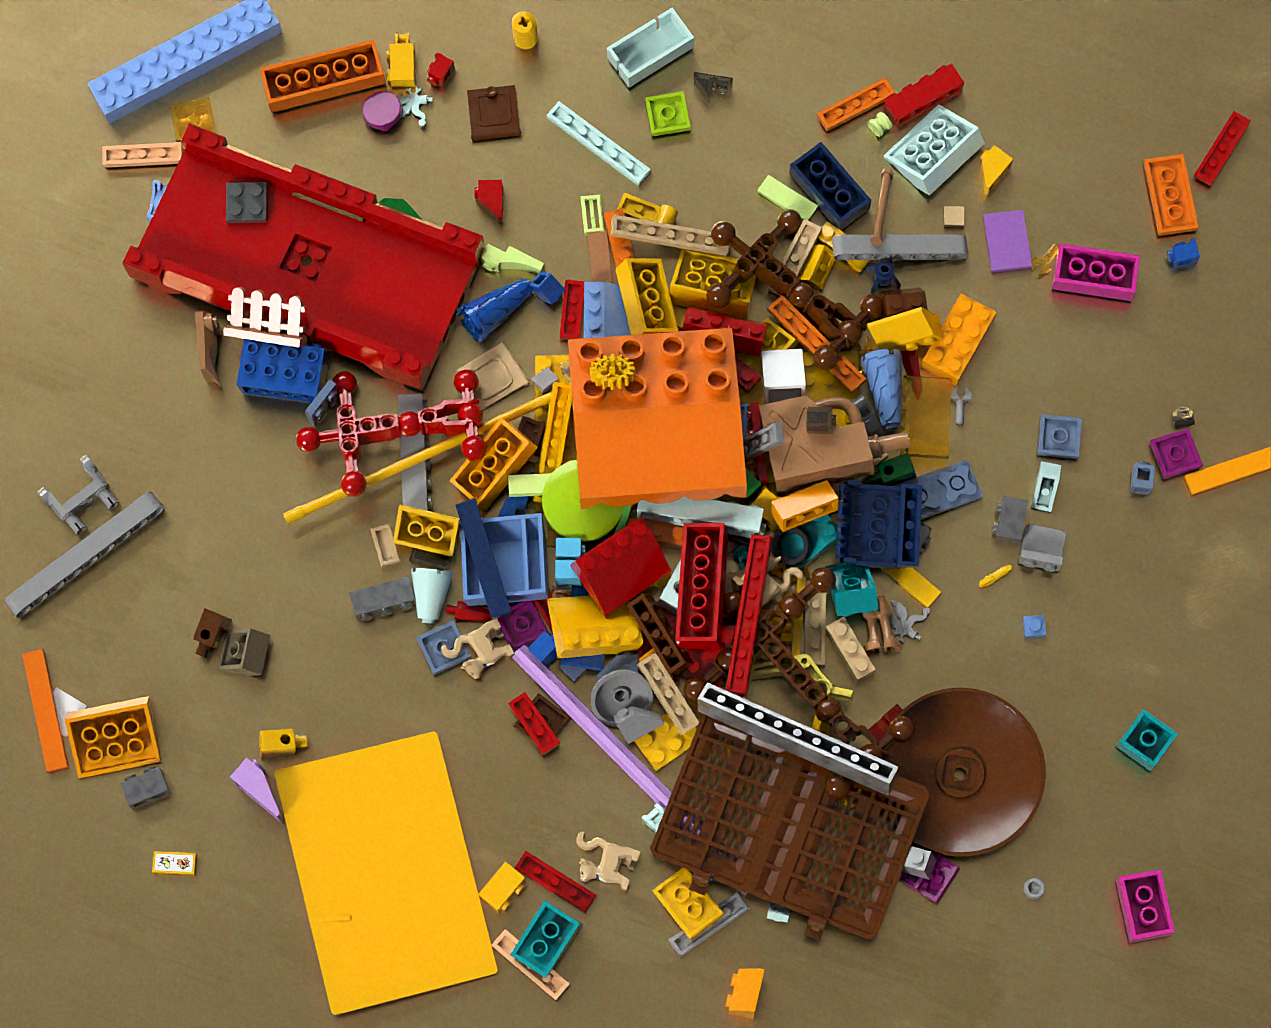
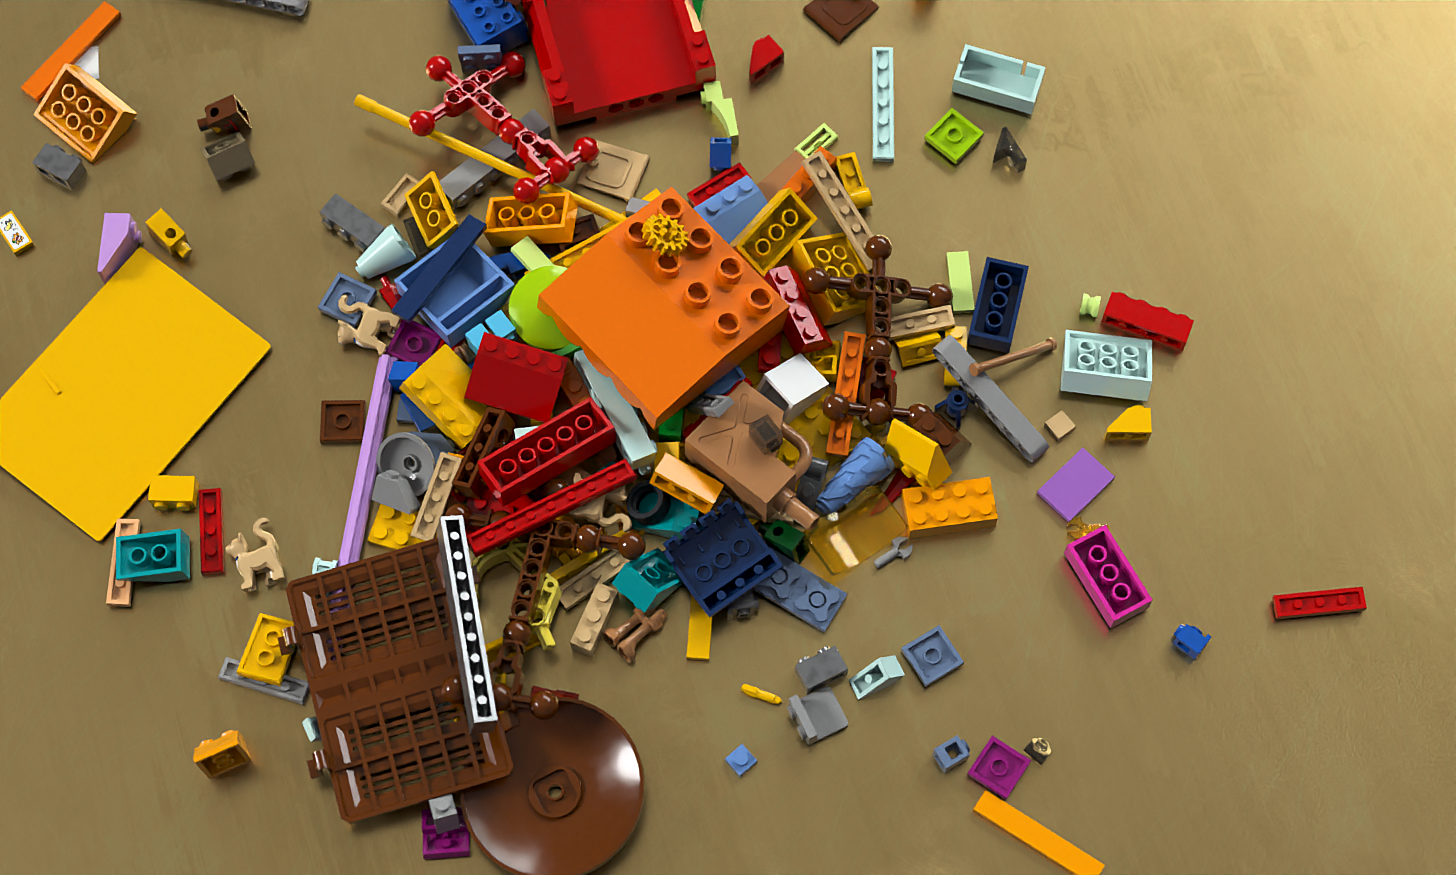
camera: 50 degrees right, 5 degrees down
(492, 309) = (666, 125): blue cone -> none
(534, 723) = (332, 413): red plate -> none
(855, 104) = (1090, 273): orange plate -> none
(904, 626) = (658, 650): light grey piece -> none
(1170, 194) = (1237, 590): orange plate -> none

